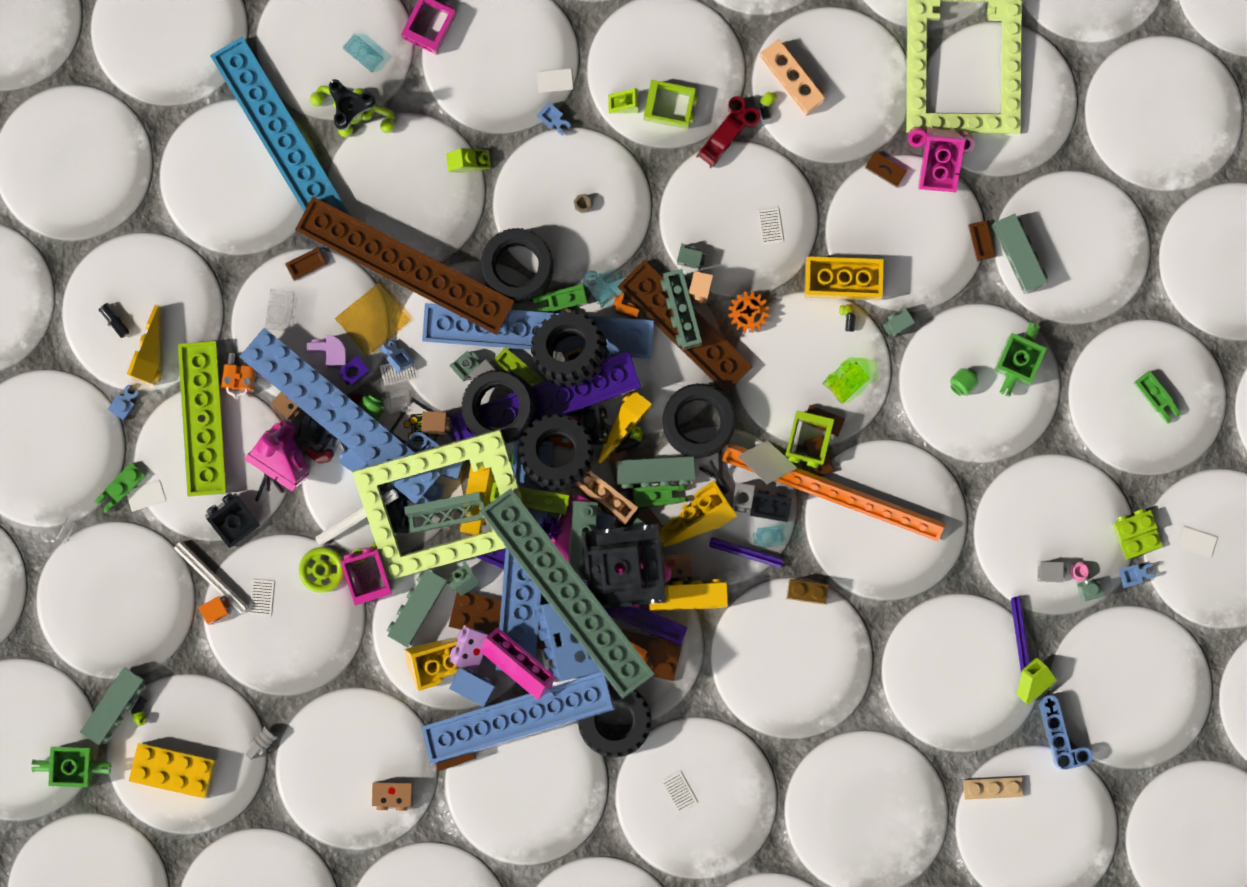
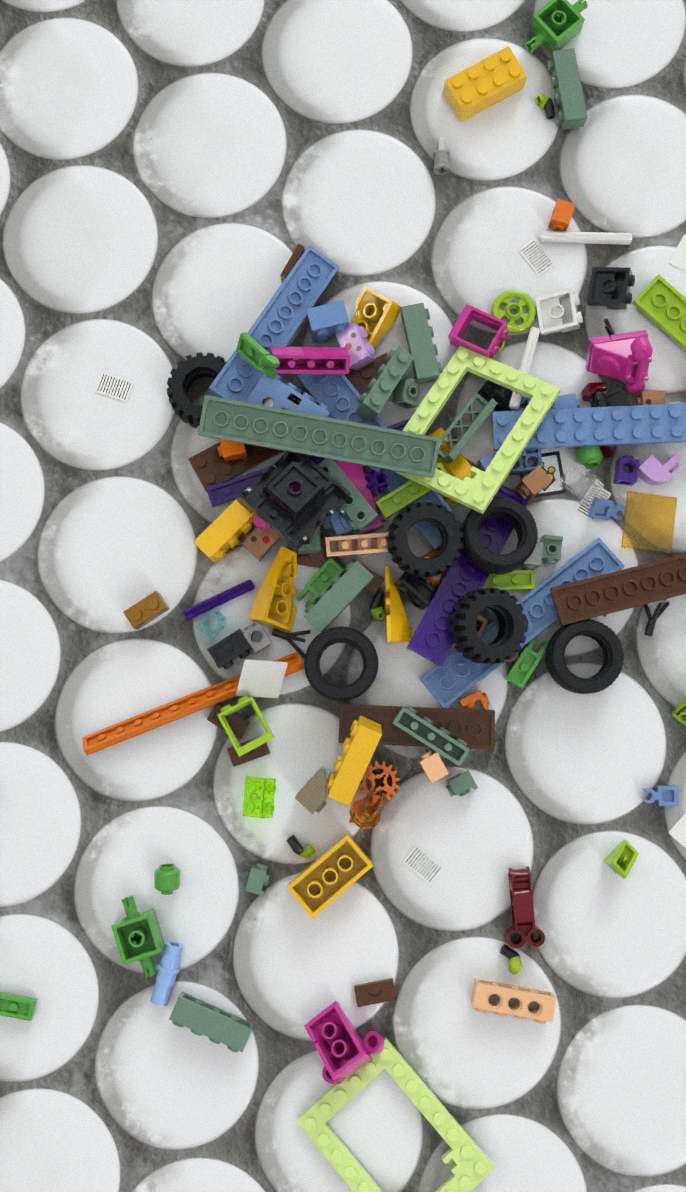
camera: 140 degrees right, 0 degrees up
(289, 536) = (558, 312): none -> white plate
(392, 795) = (316, 202): medium nougat brick -> none
(434, 493) = (484, 436): medium blue plate -> none
(441, 246) = (652, 619): none -> black plant
(475, 598) = (384, 384): none -> sand green brick
(555, 697) = (257, 355): none -> bright green hinge
(583, 203) = (579, 750): dark tan tile -> none
(600, 291) = (505, 696): clear light blue piece -> none
(672, 88) = (609, 895): lime window -> none
(752, 342) = (354, 760): none -> yellow brick
(778, 298) = (365, 813): none -> clear orange piece
(802, 347) = (313, 794): none -> dark tan slope
(981, 241) = (251, 1004): reddish brown tile -> none
(1022, 315) = (167, 972): none -> light blue piece

